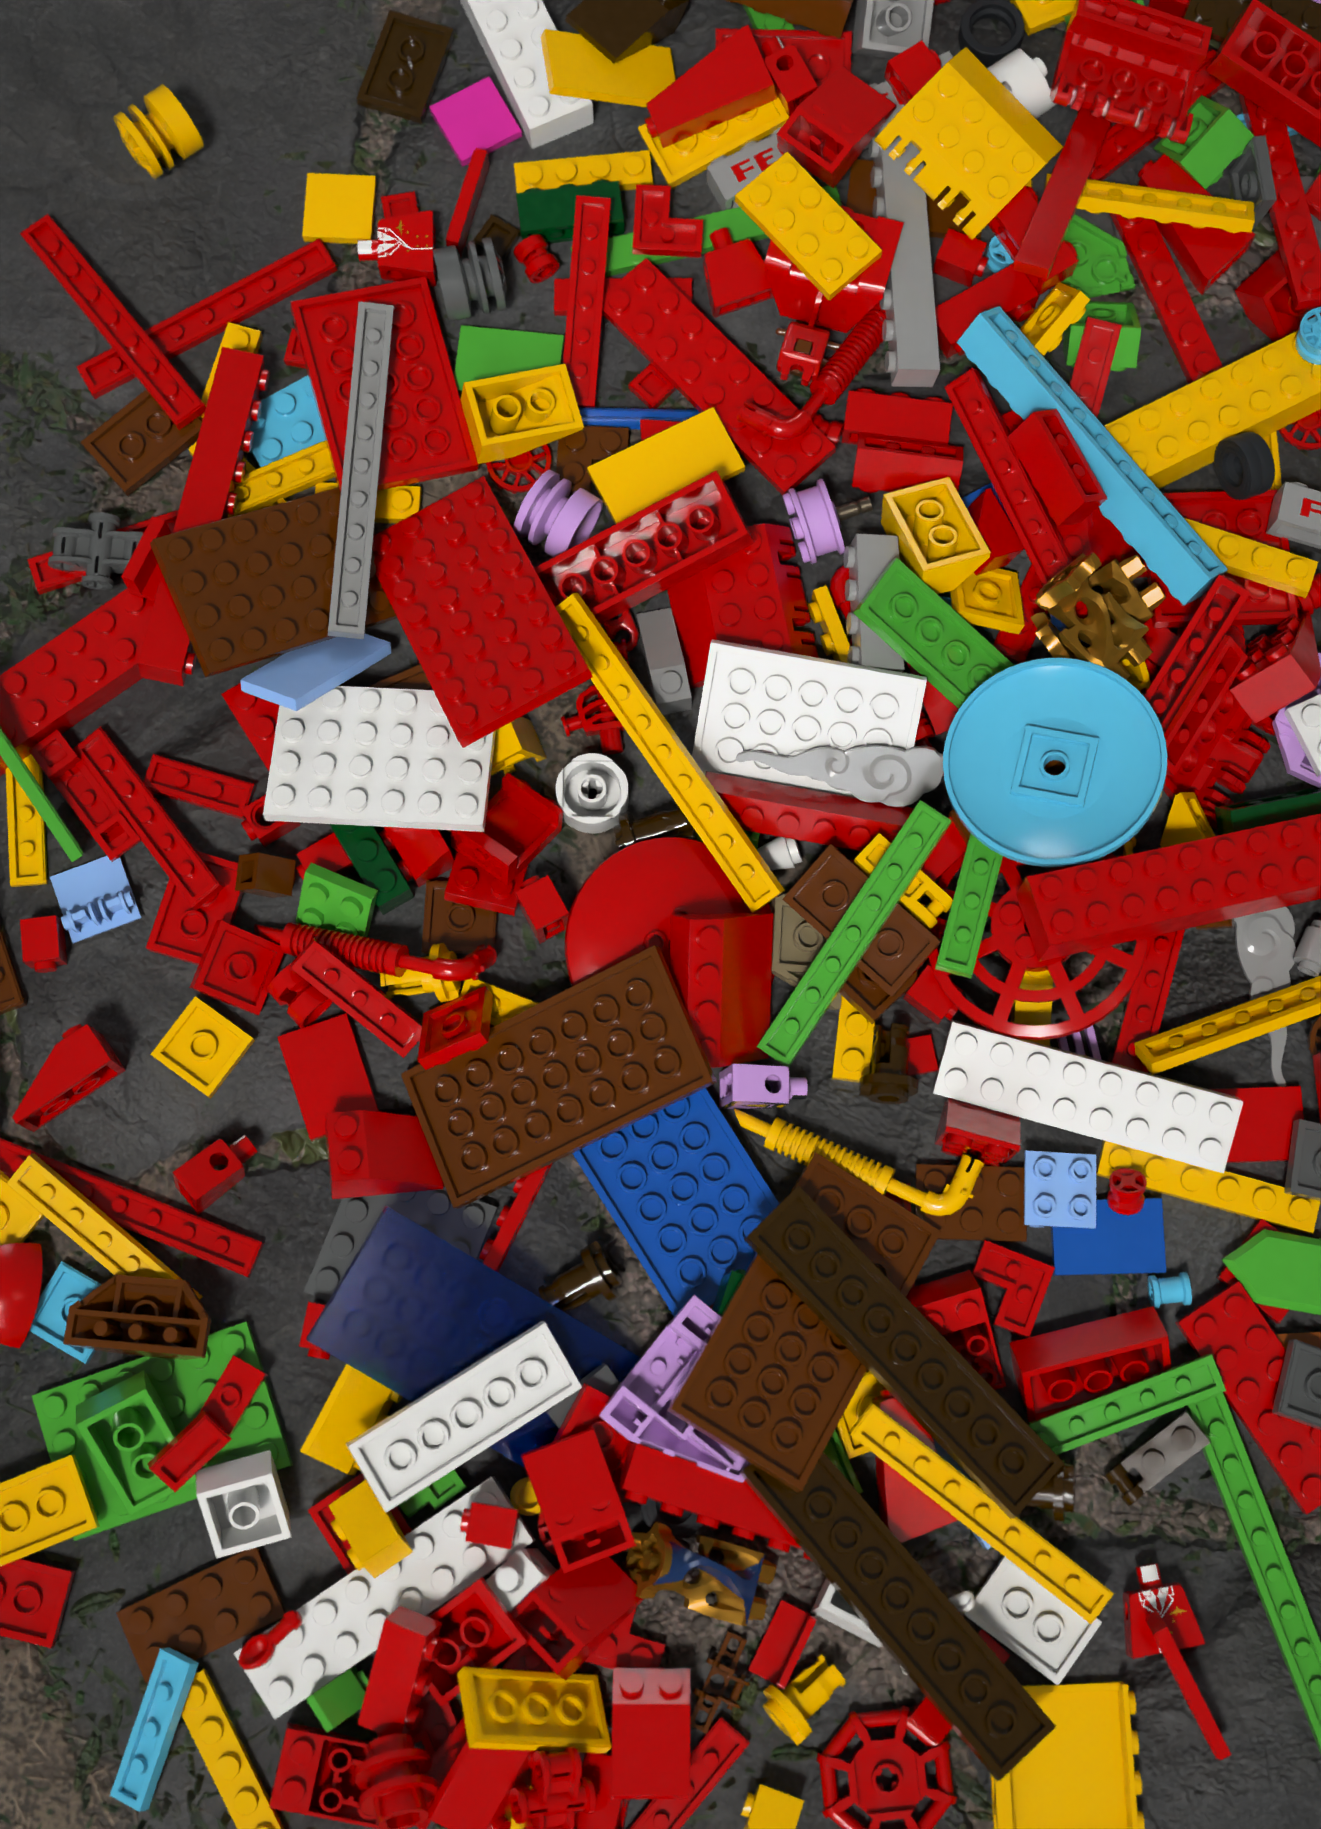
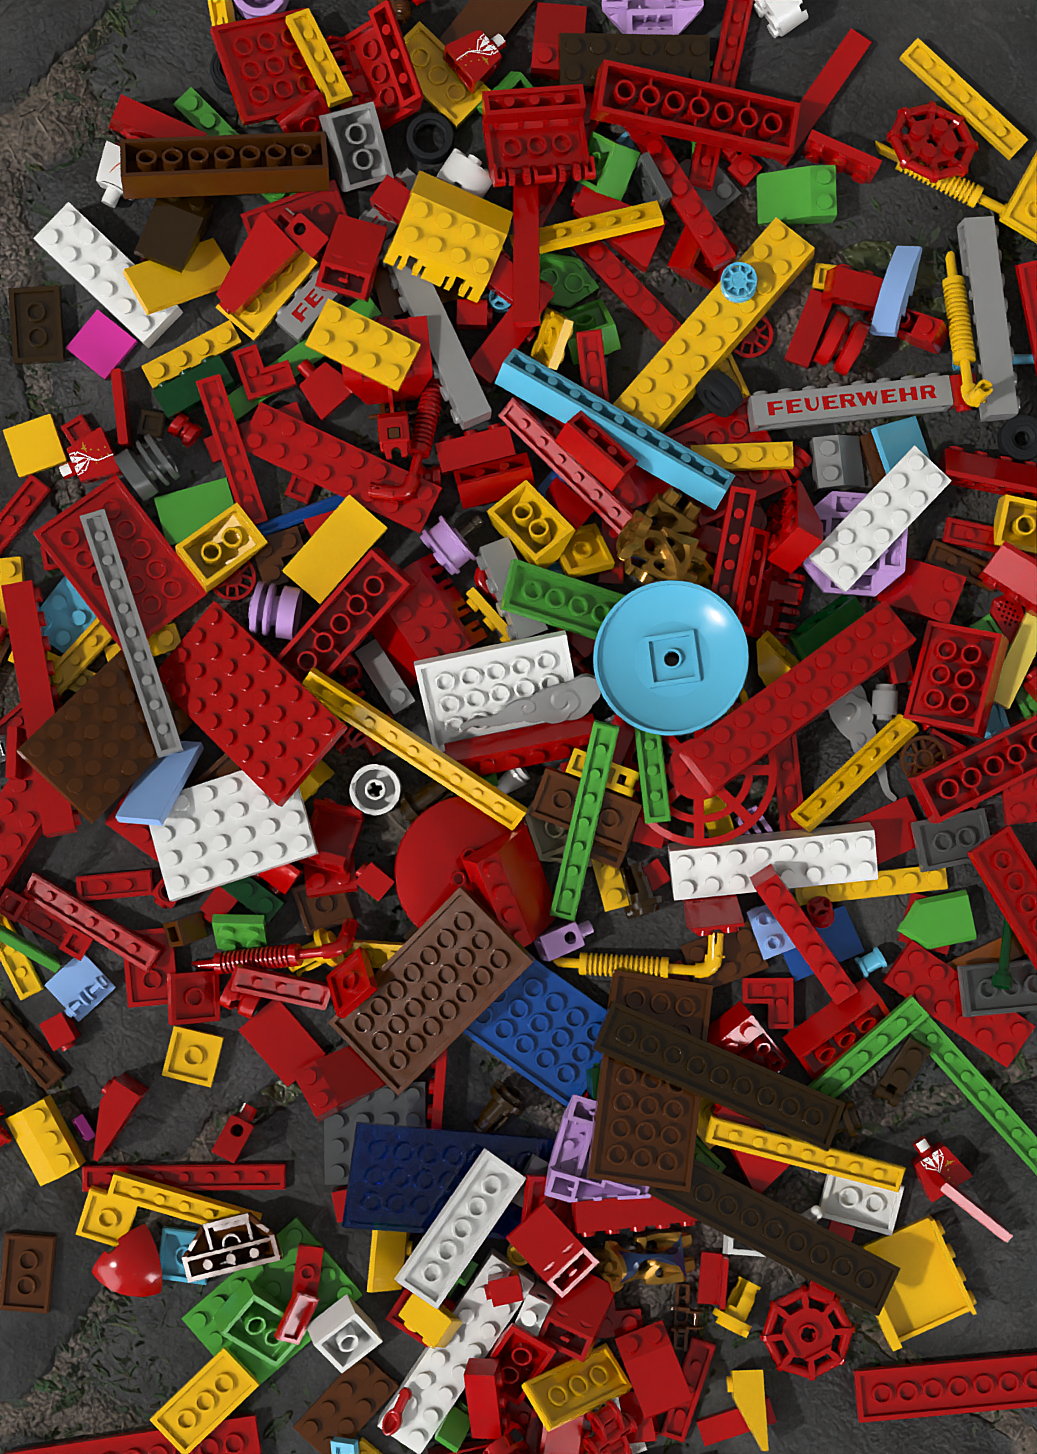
camera: 25 degrees left, 10 degrees up
(16, 1078) = (83, 1127): none -> magenta tile
(1093, 1207) = (803, 934): none -> red brick

